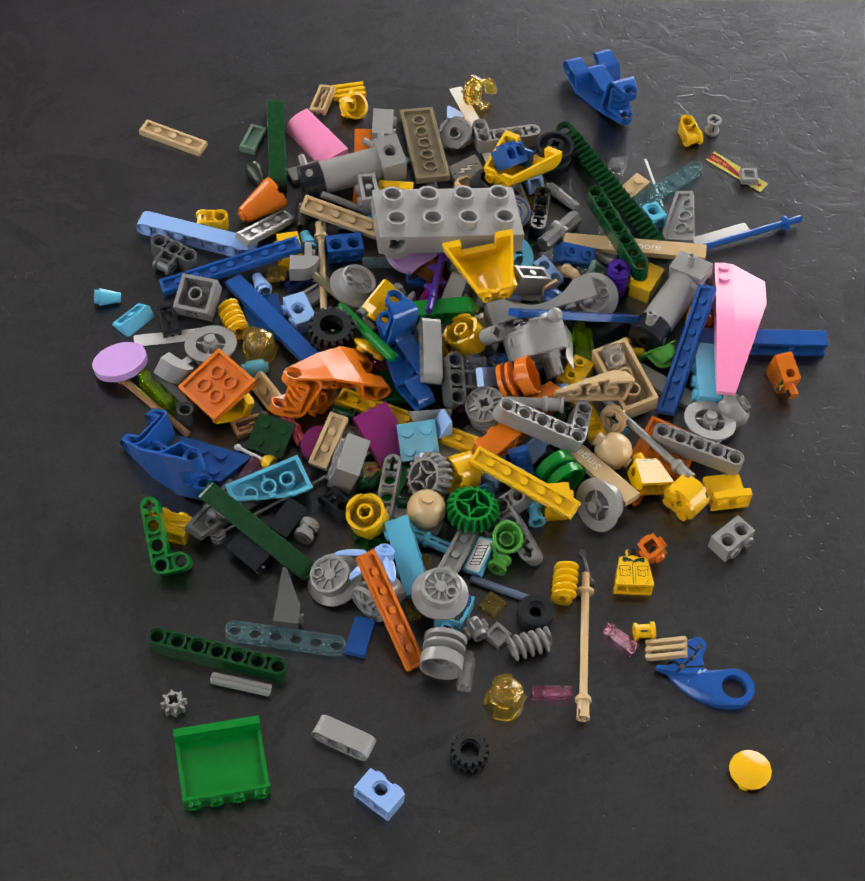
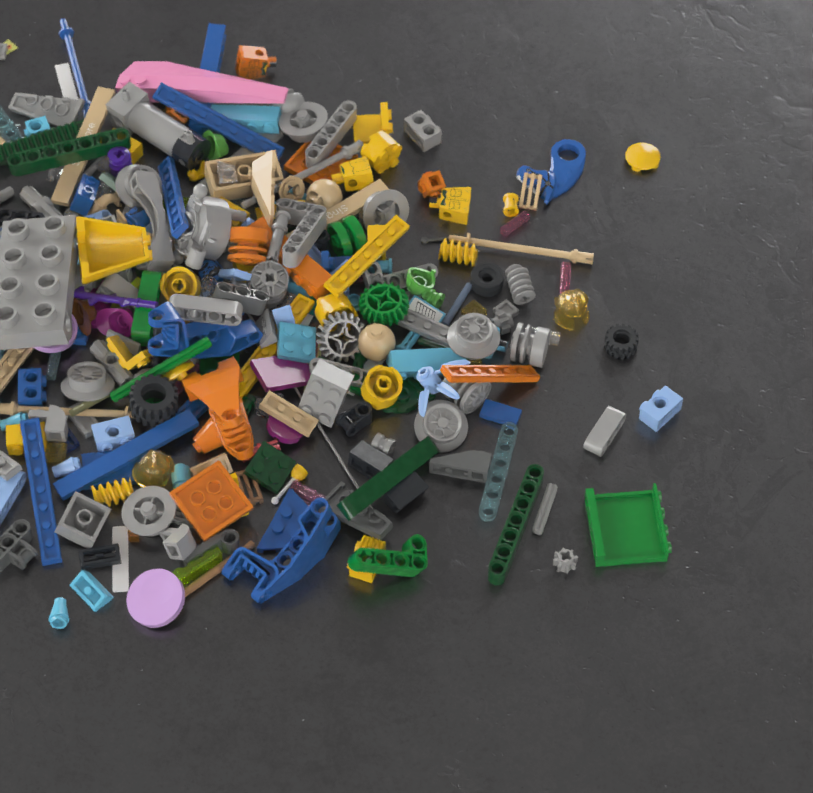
camera: 80 degrees left, 0 degrees up
(276, 481) = (330, 463): medium azure wedge -> none

